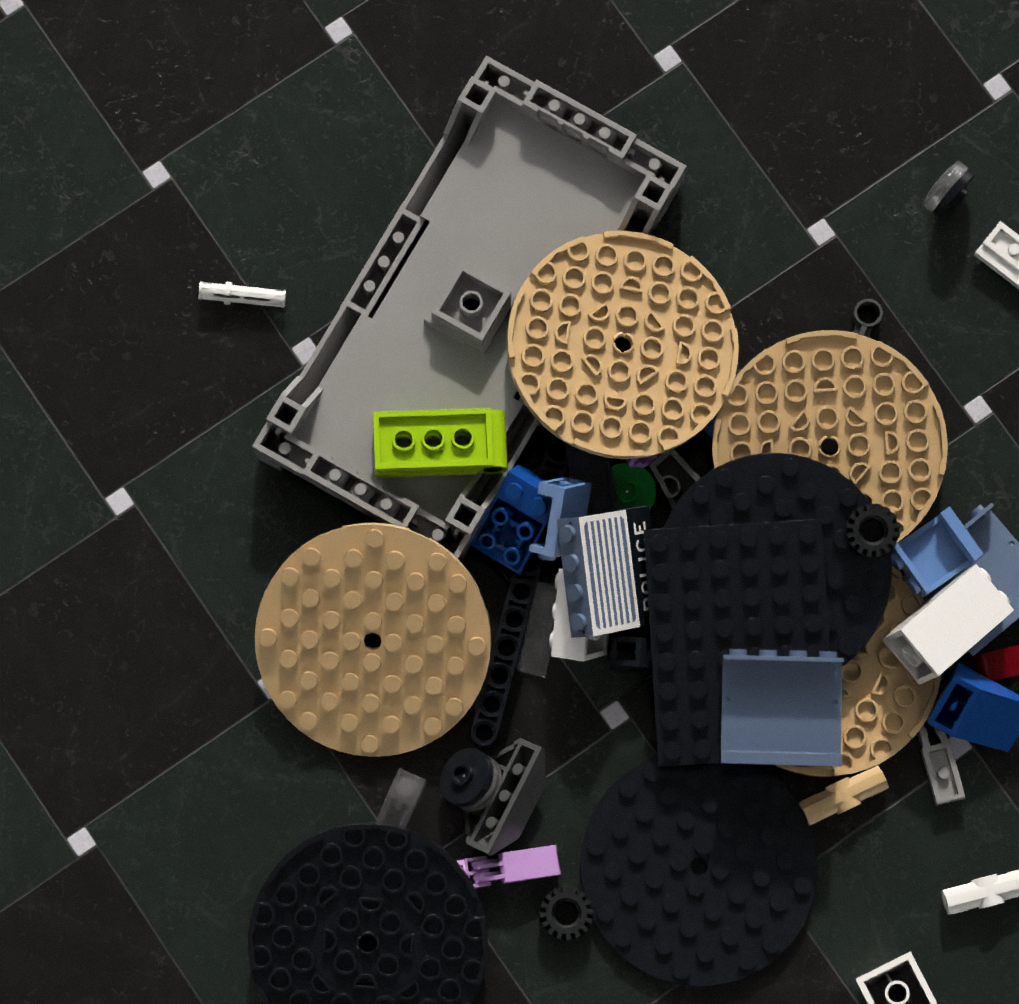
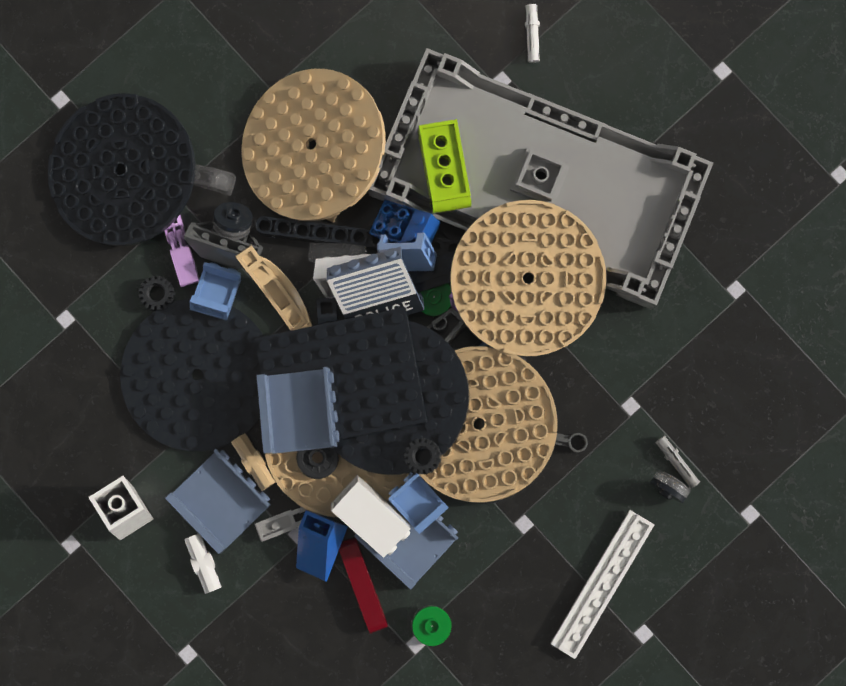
camera: 85 degrees right, 5 degrees up
(575, 819) = (216, 291): none -> medium blue panel
(589, 723) = (276, 288): none -> tan piece
(868, 695) = (317, 470): none -> black wheel
(895, 856) = (219, 501): none -> sand blue panel
(902, 181) = (676, 460): none -> light grey pin

